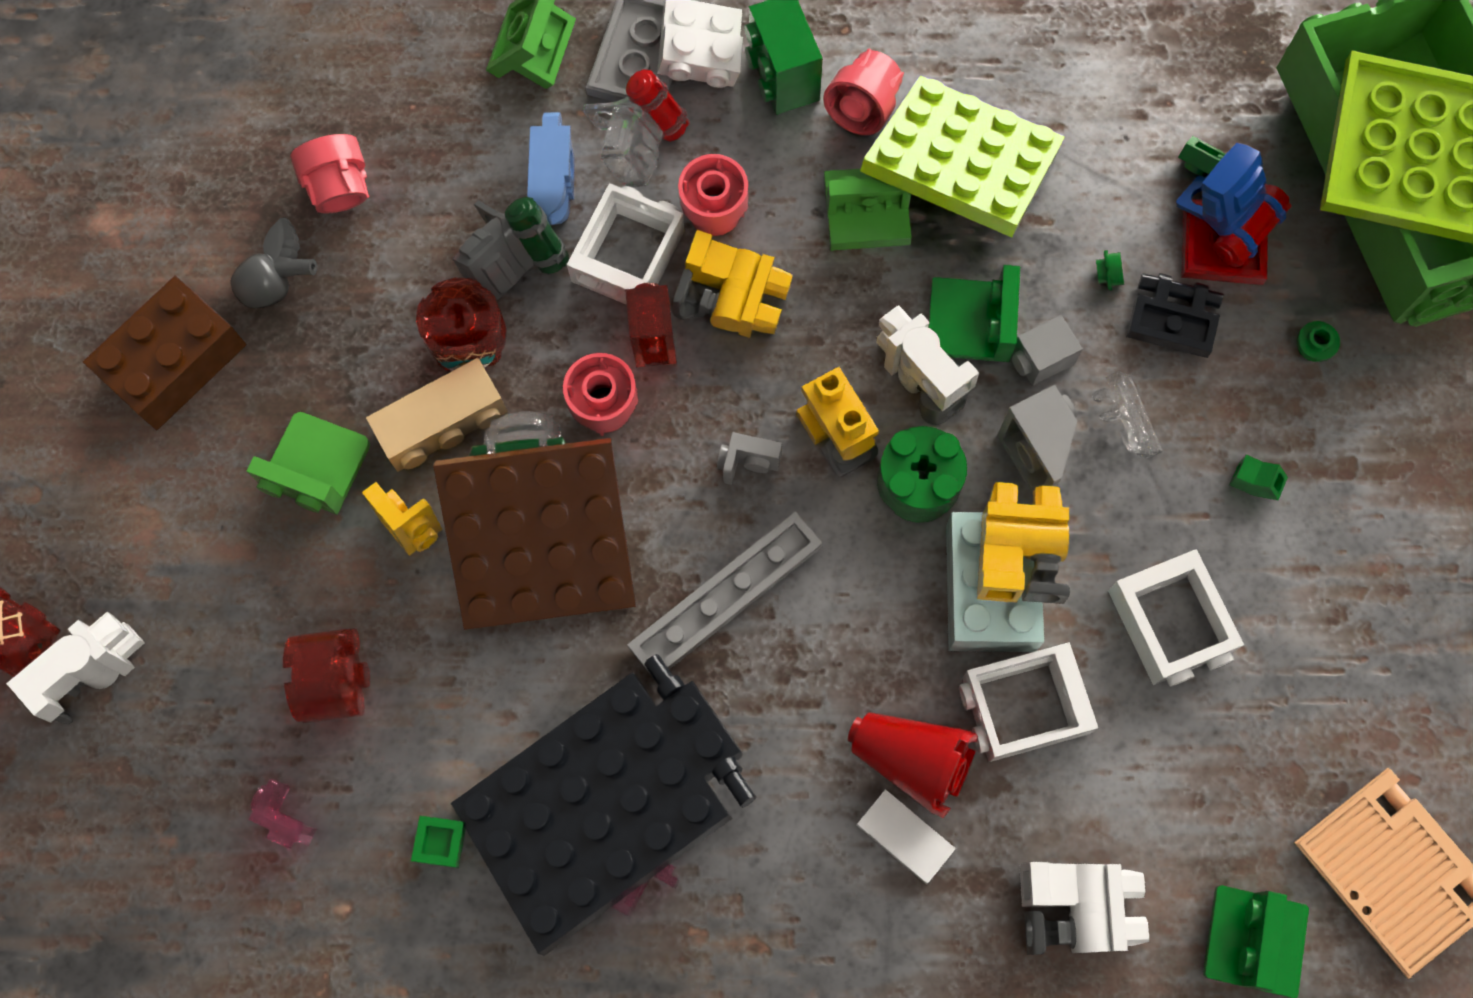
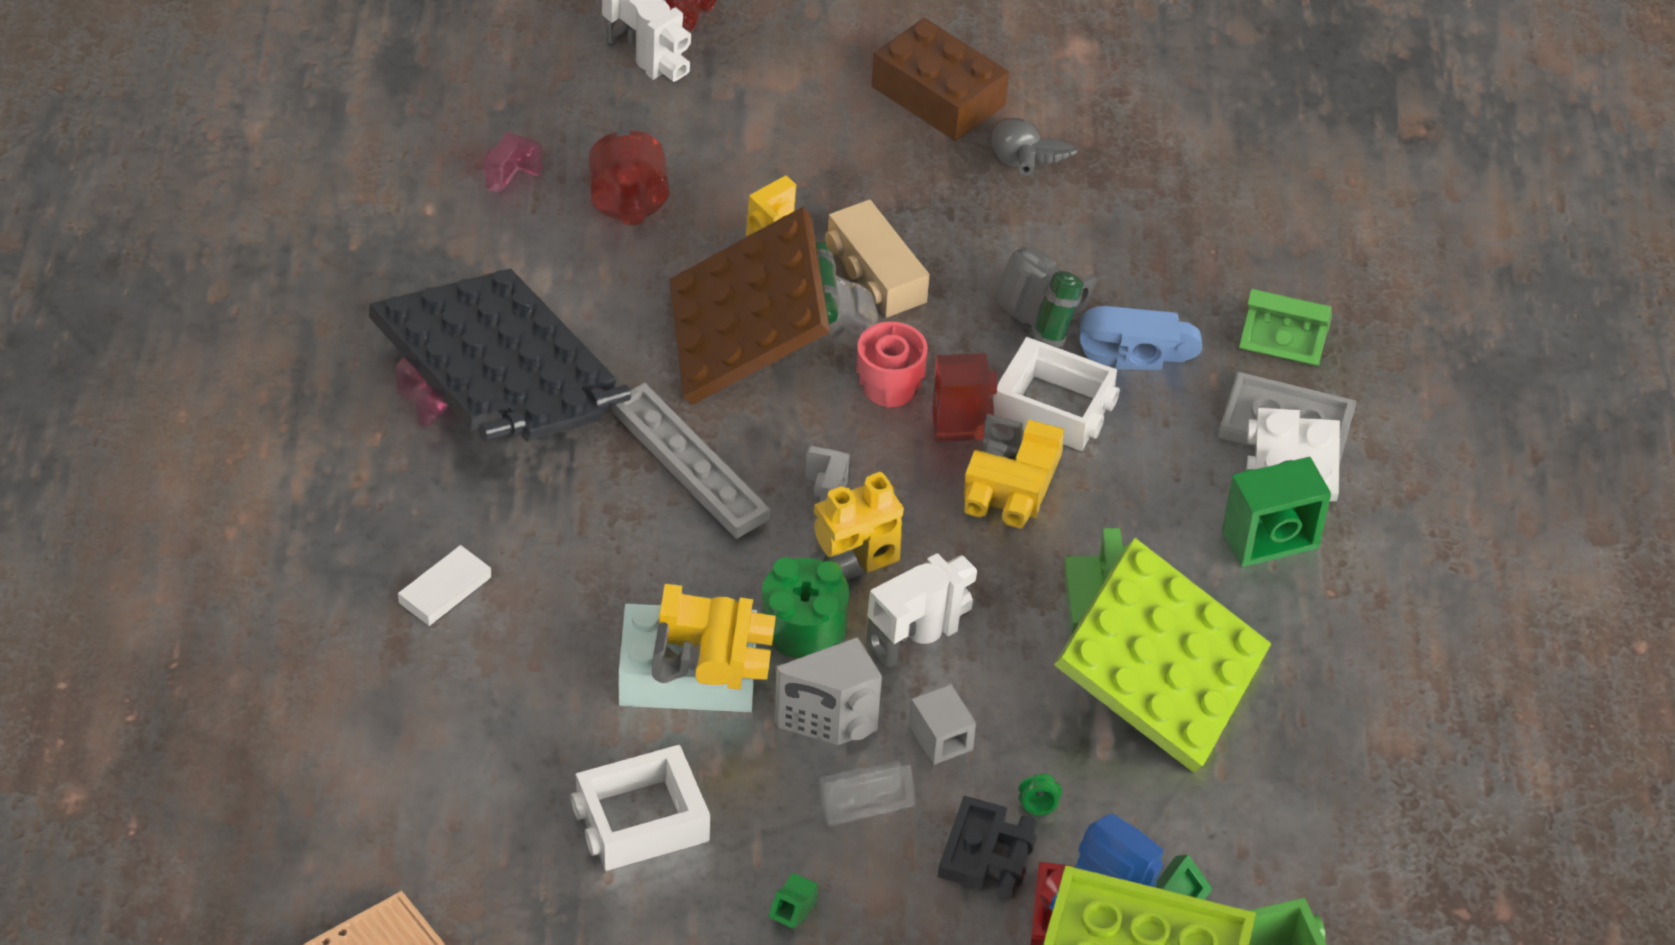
camera: 85 degrees right, 25 degrees down
(312, 464) = (828, 177): bright green bracket -> none
(331, 172) = (1122, 179): coral piece -> none
(438, 842) = (476, 259): green plate -> none
(461, 324) = (964, 269): clear red brick -> none
(638, 127) = (1179, 396): clear piece -> none
(713, 176) = (1108, 452): coral piece -> none
(864, 93) = (1242, 580): coral piece -> none
(915, 756) = (511, 586): red cone -> none
(976, 316) = (983, 668): green bracket -> none
(1068, 686) = (570, 711): white window -> none
(1095, 904) = (362, 716): white hips -> none
(1256, 941) = (306, 847): green bracket -> none

